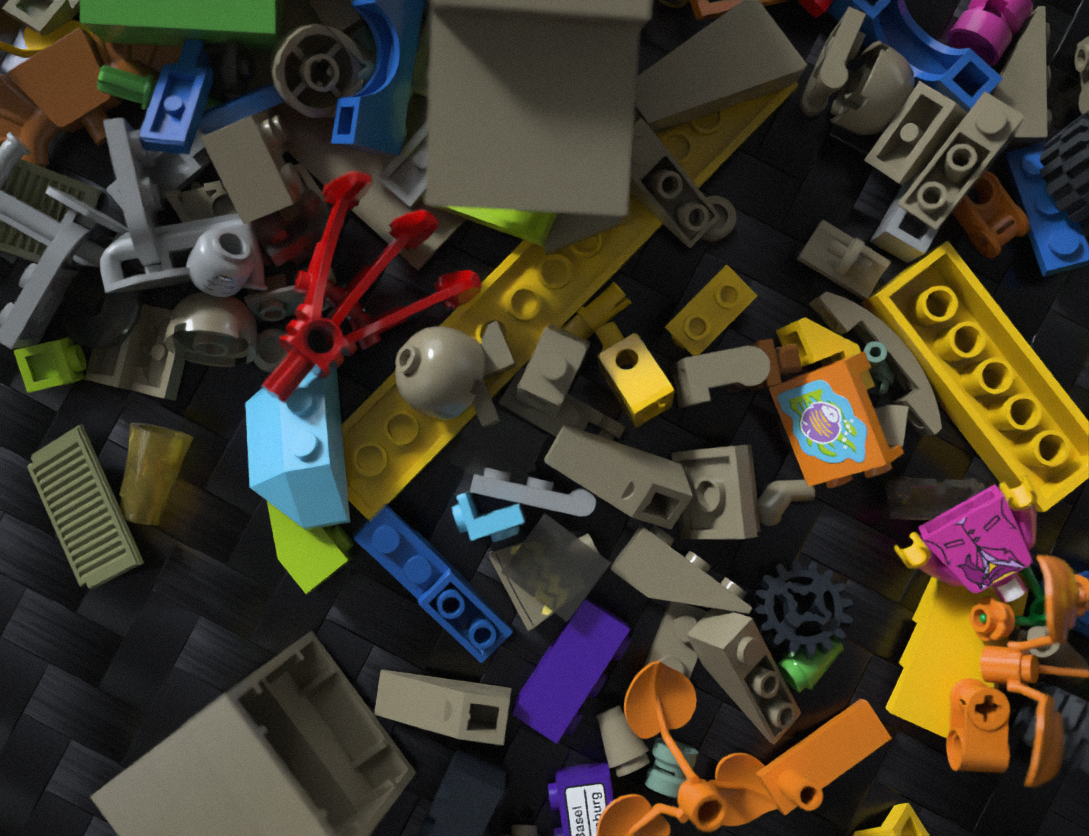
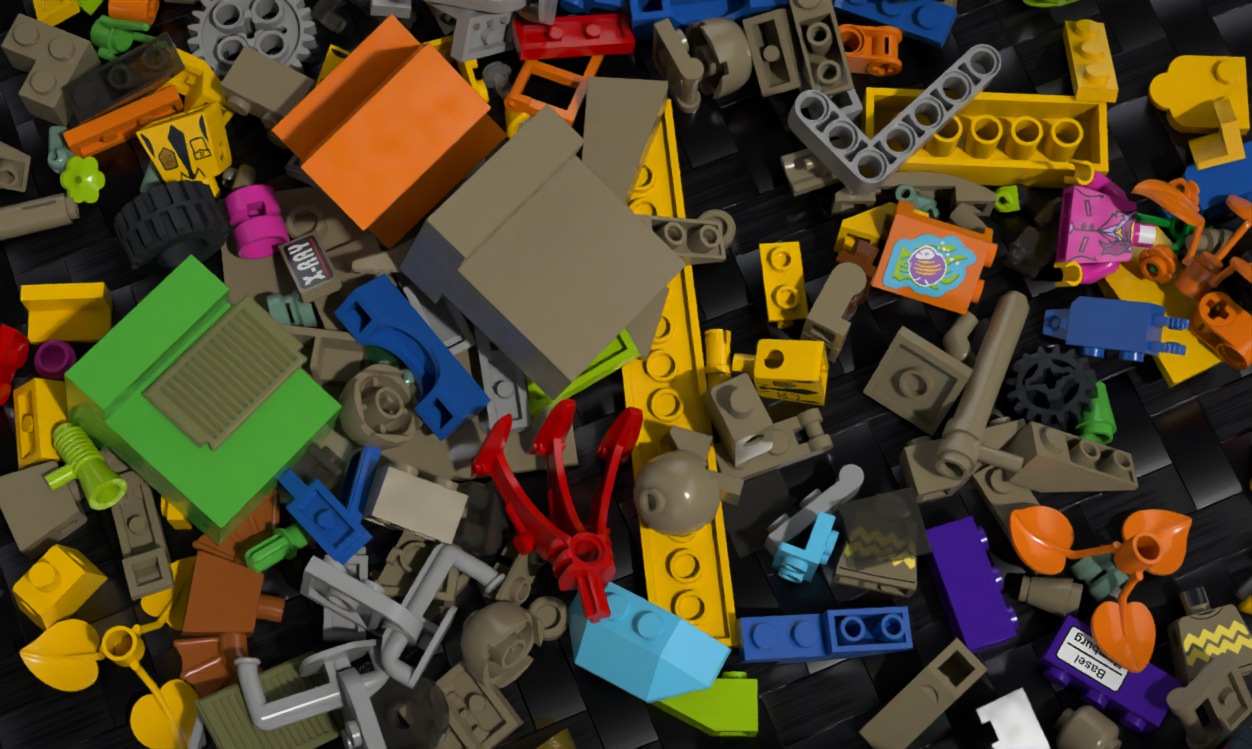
camera: 55 degrees left, 15 degrees down
(221, 262) = (465, 582): light grey head -> none
(622, 475) = (854, 432): dark tan slope -> none
(694, 571) = (965, 432): none -> dark tan cylinder
(822, 757) = (1174, 461): orange piece -> none
(901, 625) = (1114, 326): none -> blue hinge
(933, 304) = (903, 128): none -> light grey beam
(956, 449) = (1018, 198): none -> arm

